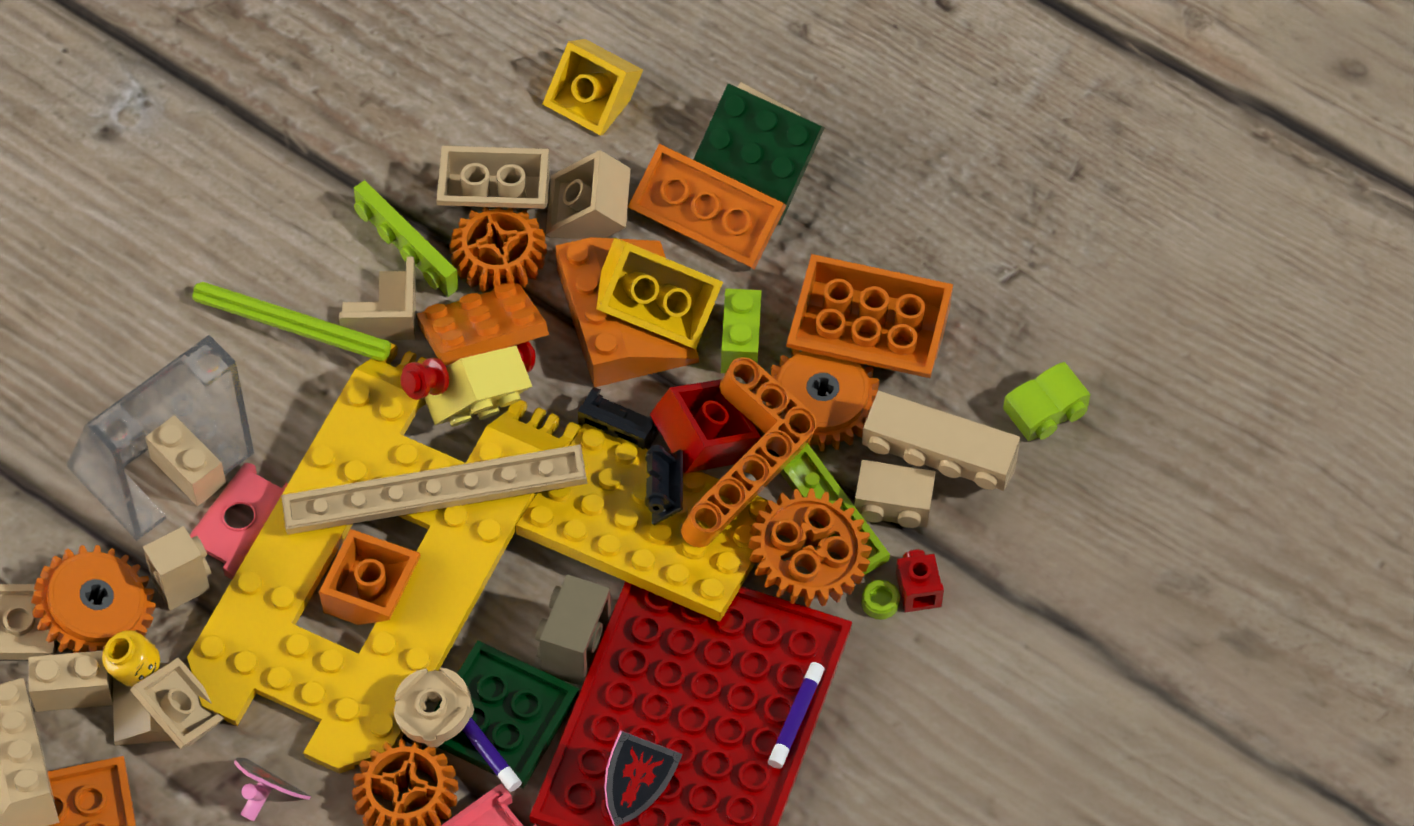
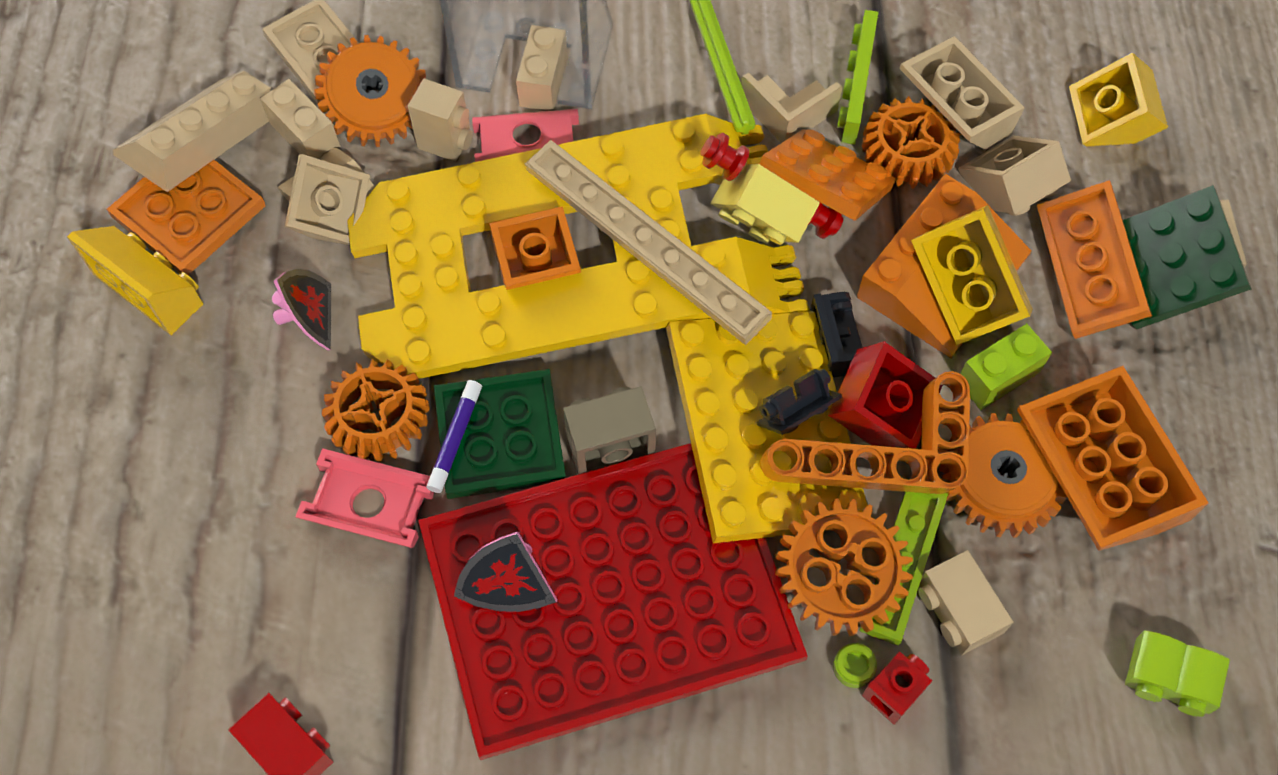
camera: 55 degrees right, 5 degrees up
(130, 657) = (334, 139): yellow head -> none
(435, 726) = (453, 393): tan plate -> none
(796, 715) = (674, 672): dark purple bar -> none
(941, 441) = (1044, 607): tan slope -> none

